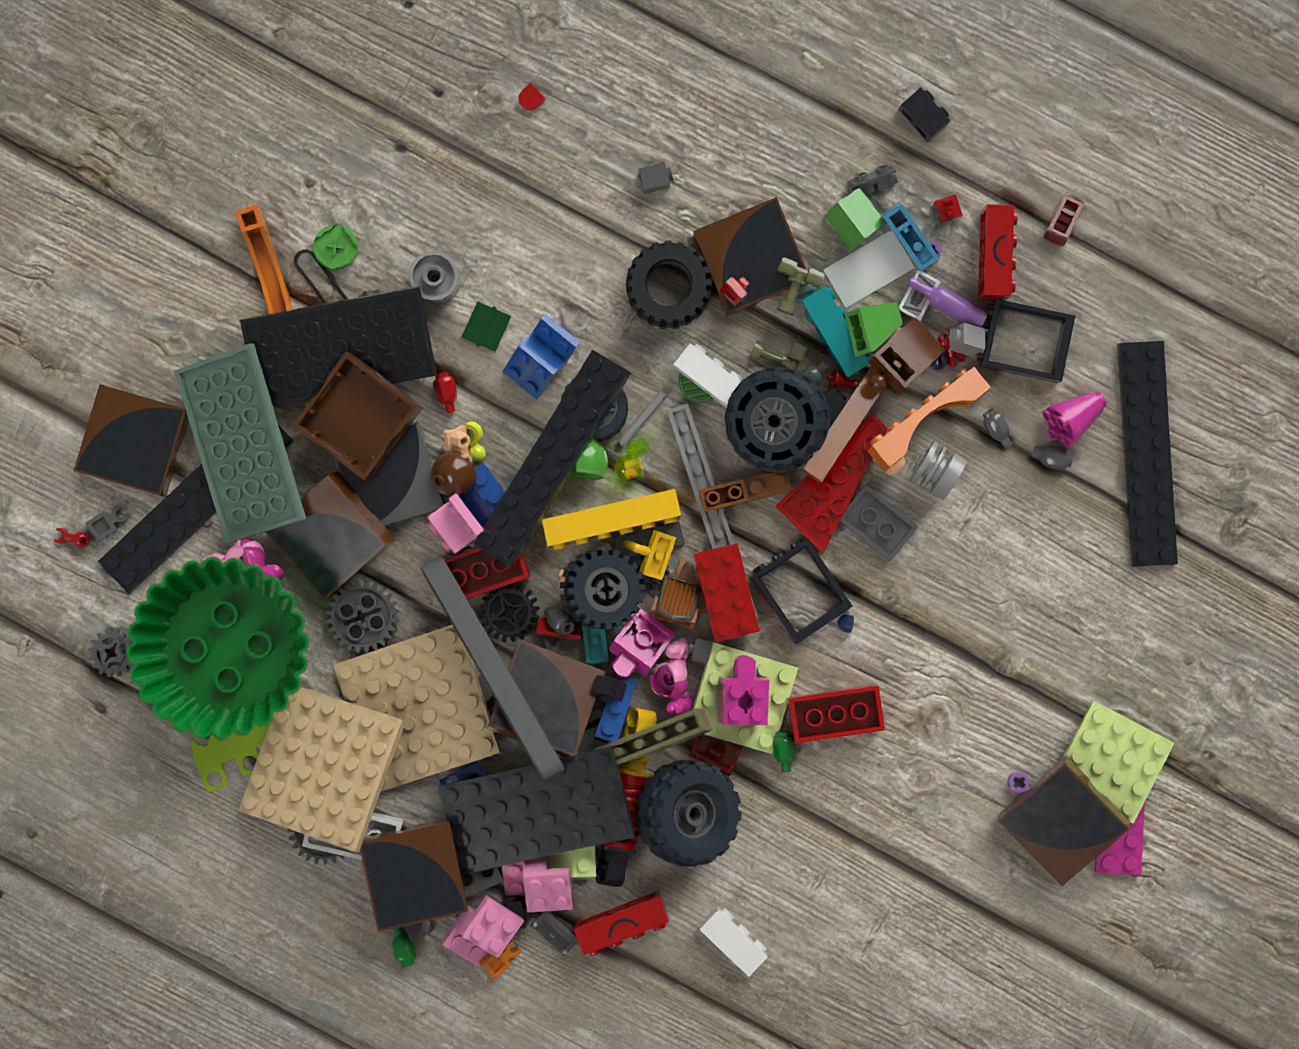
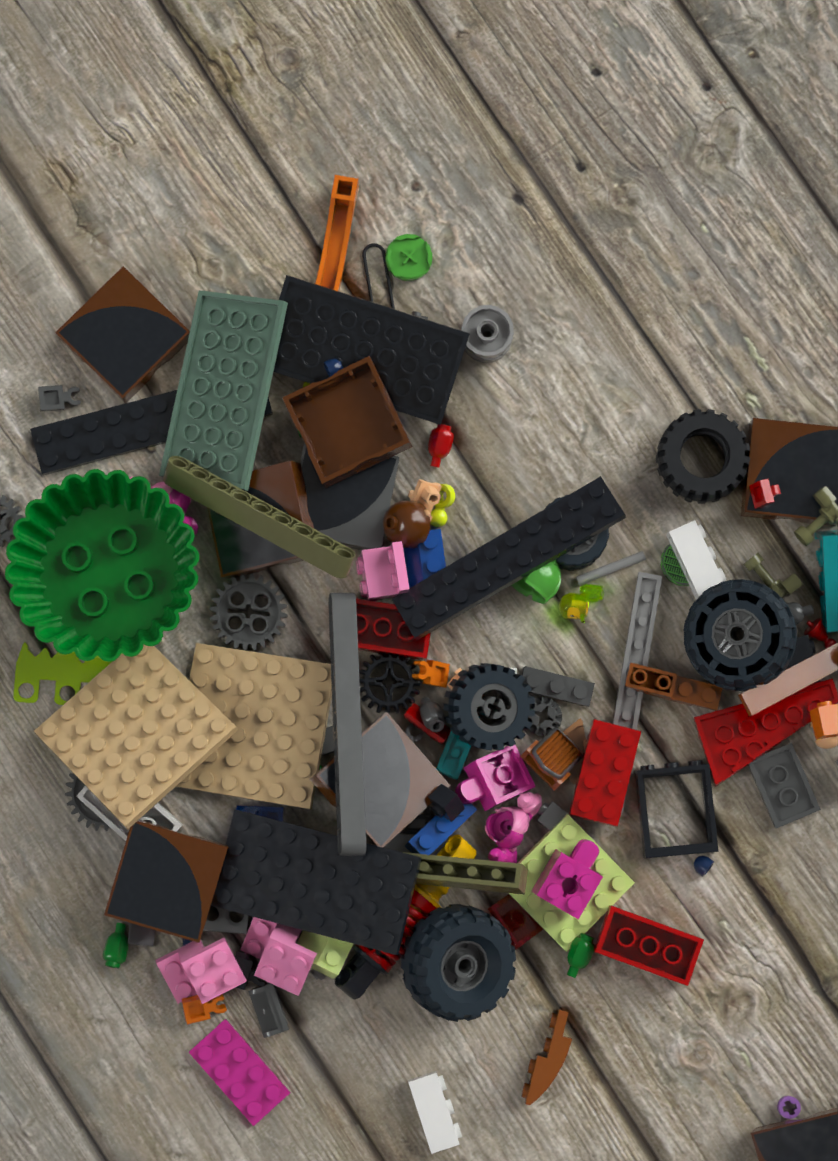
camera: 25 degrees right, 5 degrees down
(78, 539) = (23, 399): red arm -> none
(320, 375) = (332, 366): none -> dark blue hinge
(326, 536) = (259, 517): none -> olive beam
(486, 326) = (510, 404): dark green piece -> none
(530, 98) = (664, 216): red tile -> none
(541, 356) = (547, 459): blue bracket -> none
(541, 585) = (433, 673): none -> orange plate
(558, 994) = (239, 1072): none -> dark pink plate
(611, 518) = (533, 645): yellow brick -> none
(621, 923) = (337, 1034): red brick -> none
(655, 177) = (742, 350): dark grey brick -> none
(656, 554) = (557, 701): yellow plate -> none
(805, 856) = (545, 1068): none -> dark orange slope

